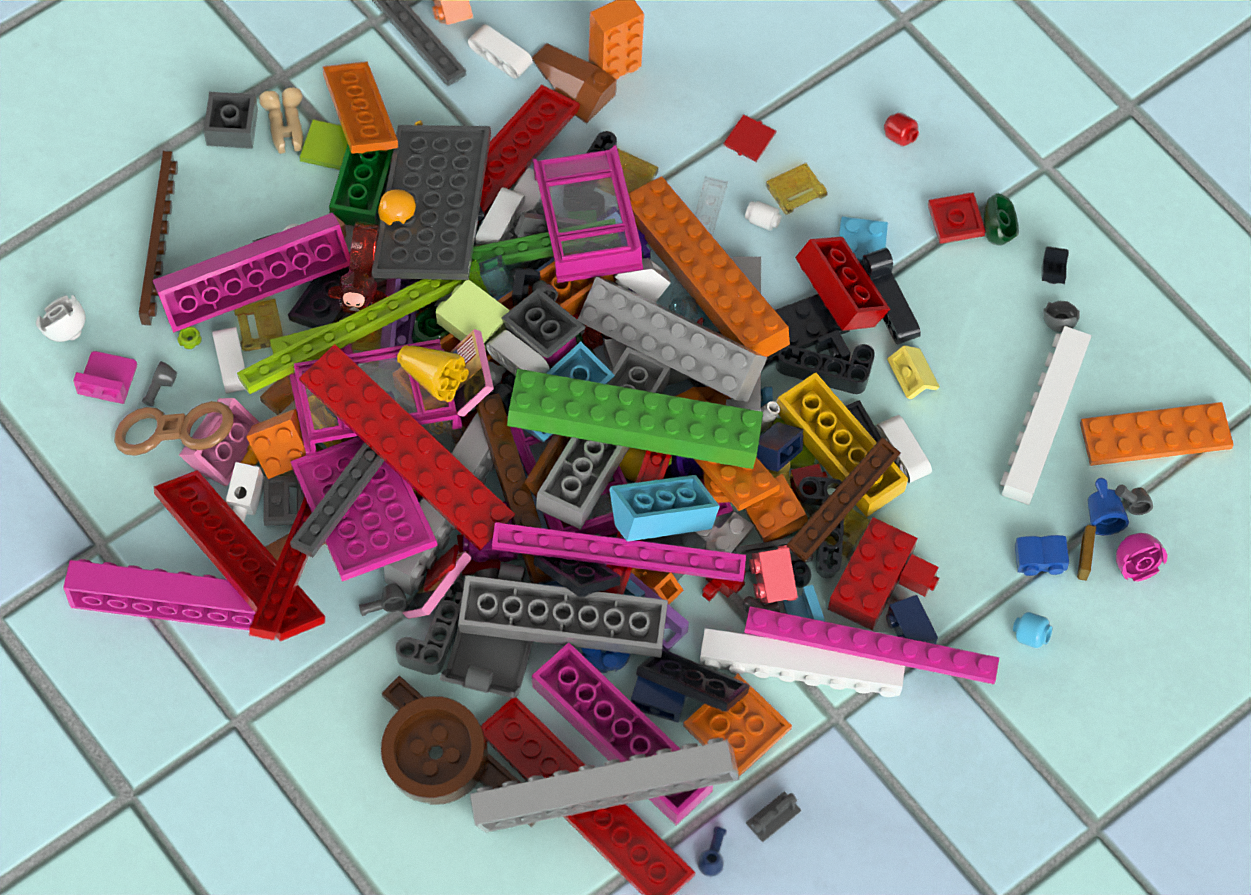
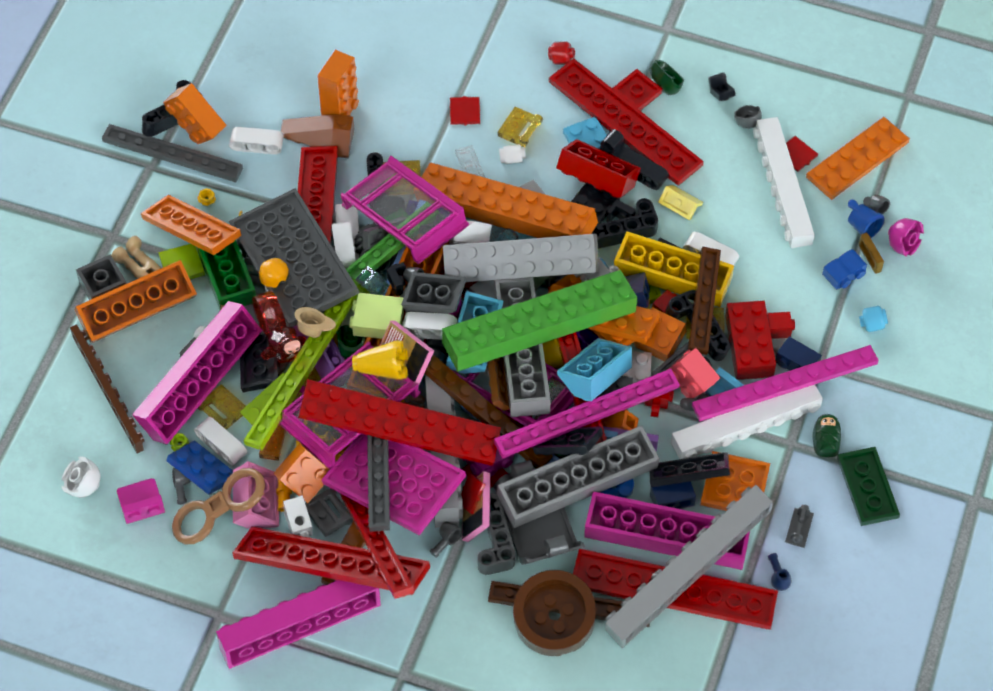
camera: 30 degrees left, 5 degrees down
(189, 375) = (200, 467): none -> blue plate
(246, 160) = (135, 301): none -> orange brick
(395, 283) = (313, 322): none -> tan piece
(405, 81) = (206, 193): none -> yellow plate
(881, 733) = (827, 436): none -> dark green piece
(884, 816) = (868, 486): none -> dark green plate
(918, 247) = (617, 113): none -> red plate
(1090, 390) = (800, 153): none -> red piece

